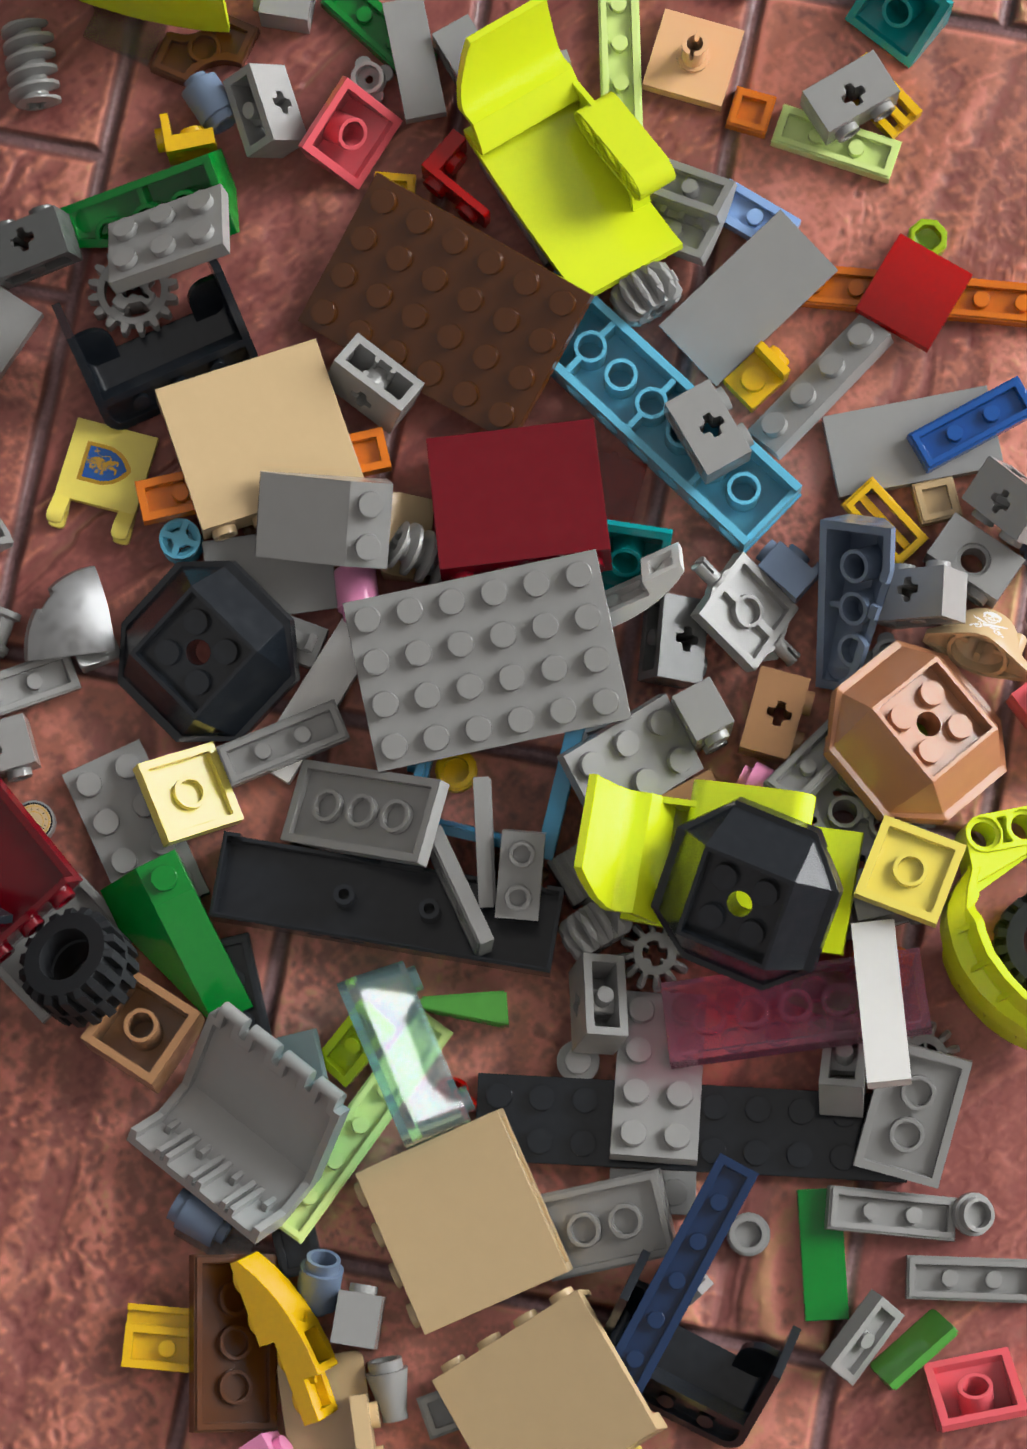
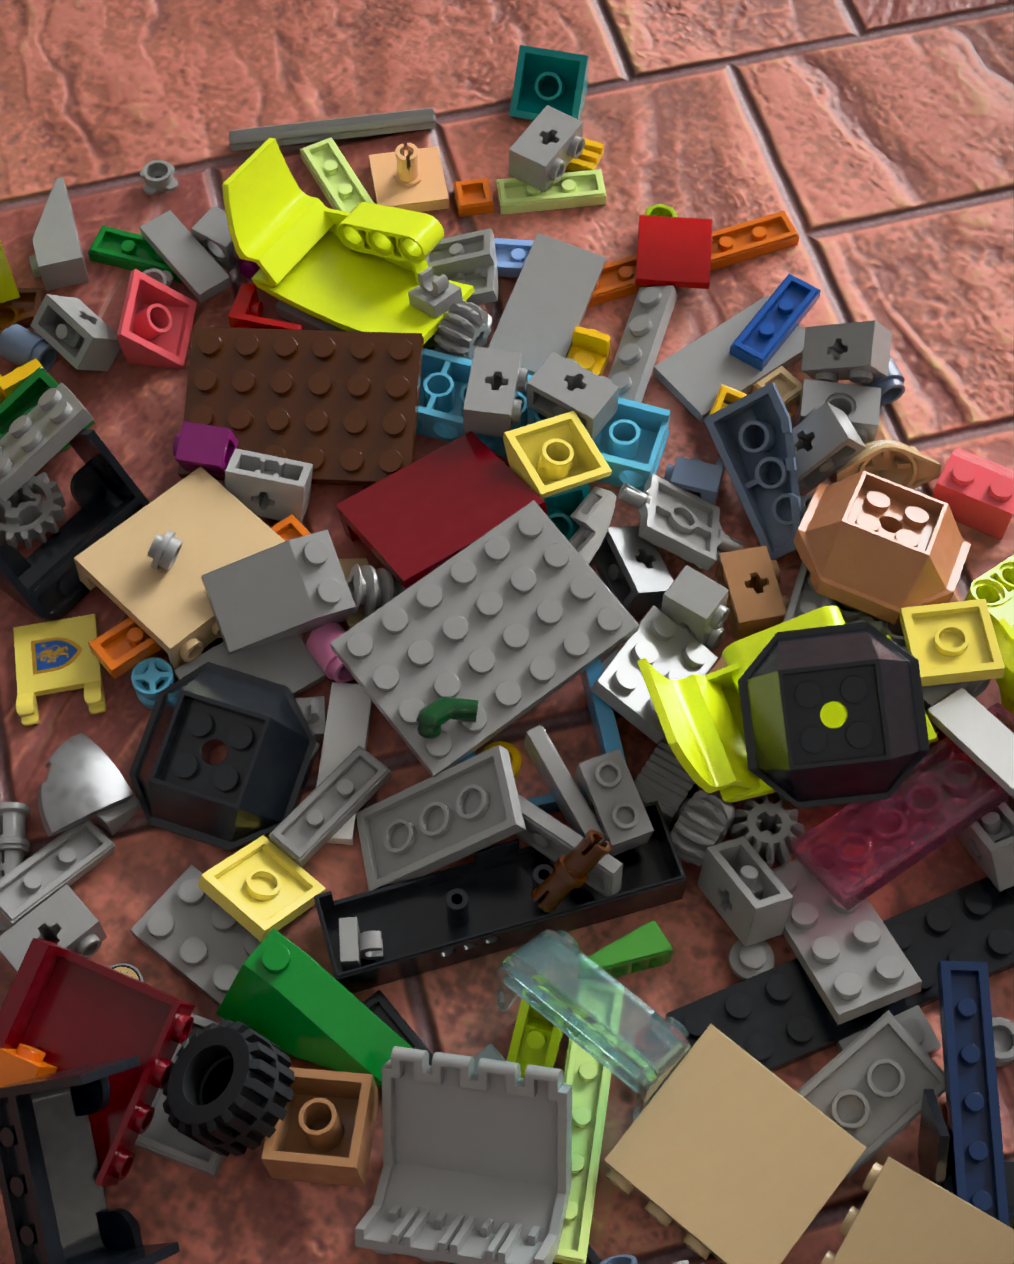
camera: 30 degrees left, 20 degrees down
(238, 427) = (164, 550): none -> light grey plate
(242, 888) = (357, 945): none -> light grey tile
(328, 319) = (204, 447): none -> magenta brick
(407, 722) = (441, 711): none -> dark green arm
(447, 923) = (571, 871): none -> reddish brown pin
(635, 242) = (434, 294): none -> light grey tile
(637, 367) = (493, 392): none -> light grey brick
(651, 497) = (555, 455): none -> light yellow slope

